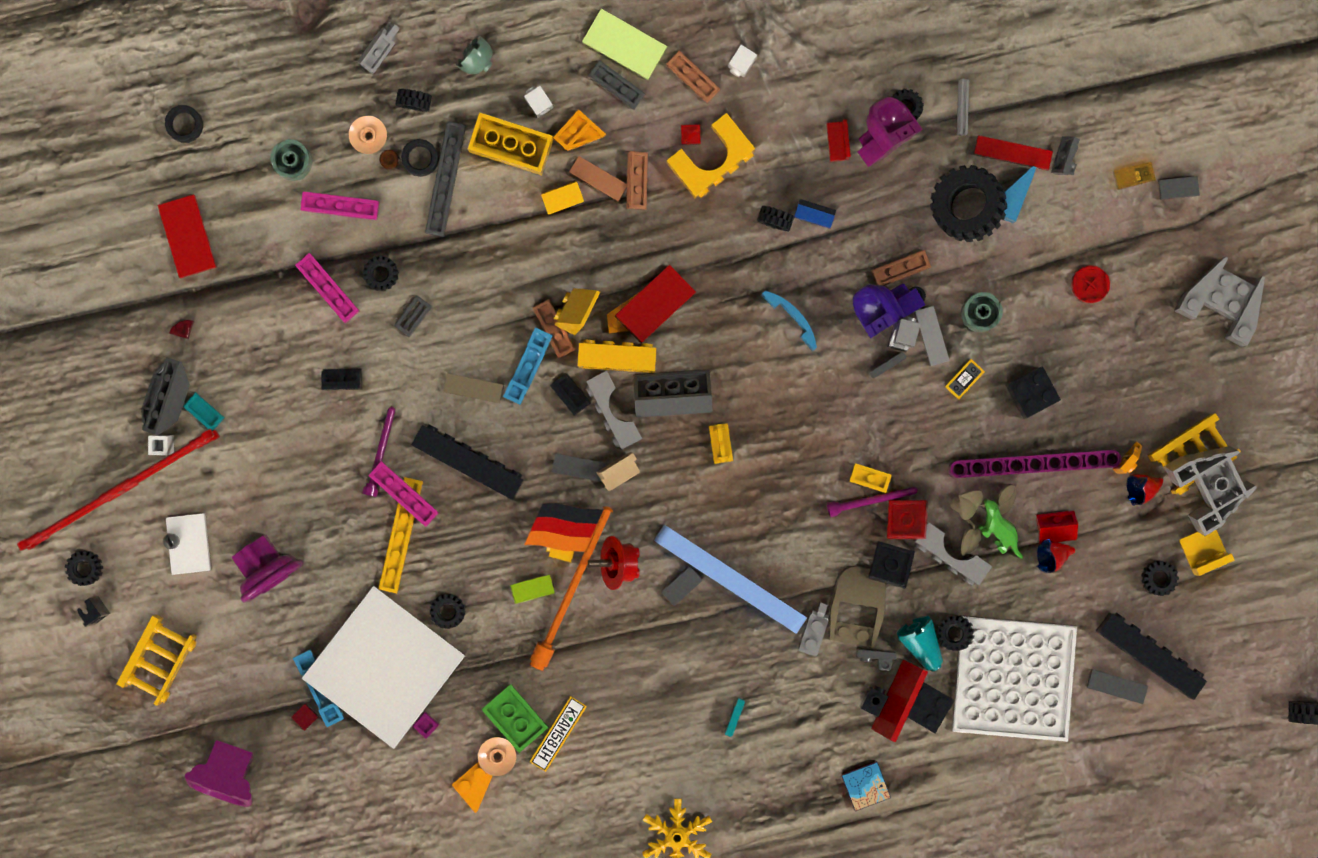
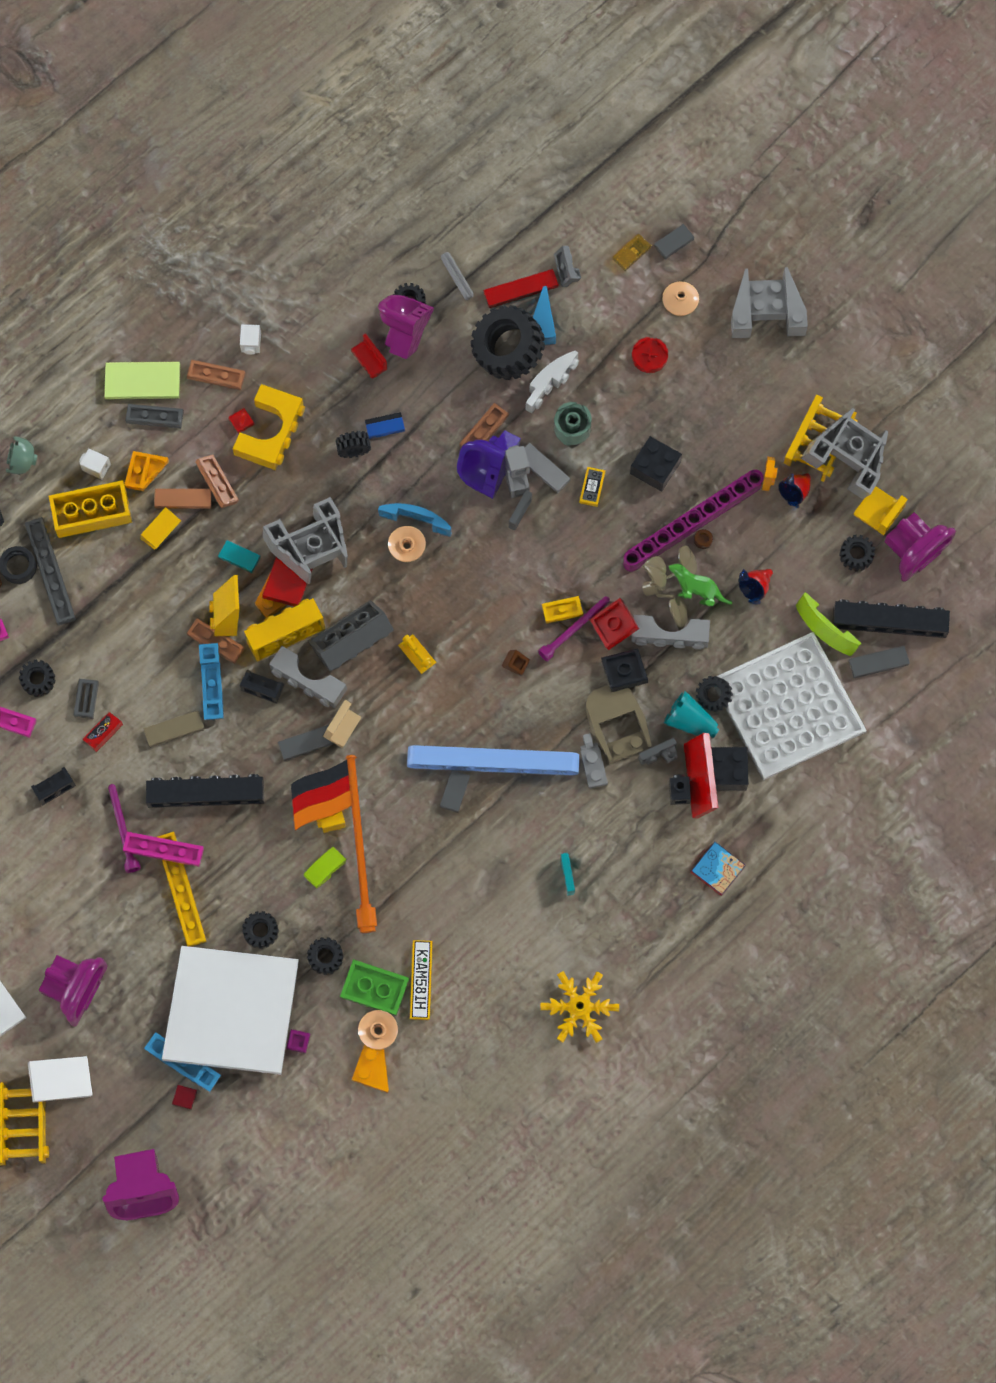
camera: 30 degrees left, 15 degrees down
(208, 643) = (59, 1079): none -> white tile
(410, 354) = (103, 731): none -> slope
(477, 666) = (321, 944): none -> black tyre
(617, 262) = (239, 556): none -> teal tile
(617, 562) = (385, 799): red piece -> none
(685, 294) = (310, 544): none -> light grey wedge
(777, 331) = (406, 535): none -> light nougat dish
(801, 500) = (515, 662): none -> reddish brown slope
(993, 254) = (550, 376): none -> white slope
(1033, 484) = (703, 539): none -> reddish brown tile
(1057, 526) = (748, 557): red panel -> none
(1086, 629) = (824, 628): none -> lime slope
(1142, 249) = (677, 305): none -> light nougat dish
(1217, 603) = (917, 544): none -> magenta piece

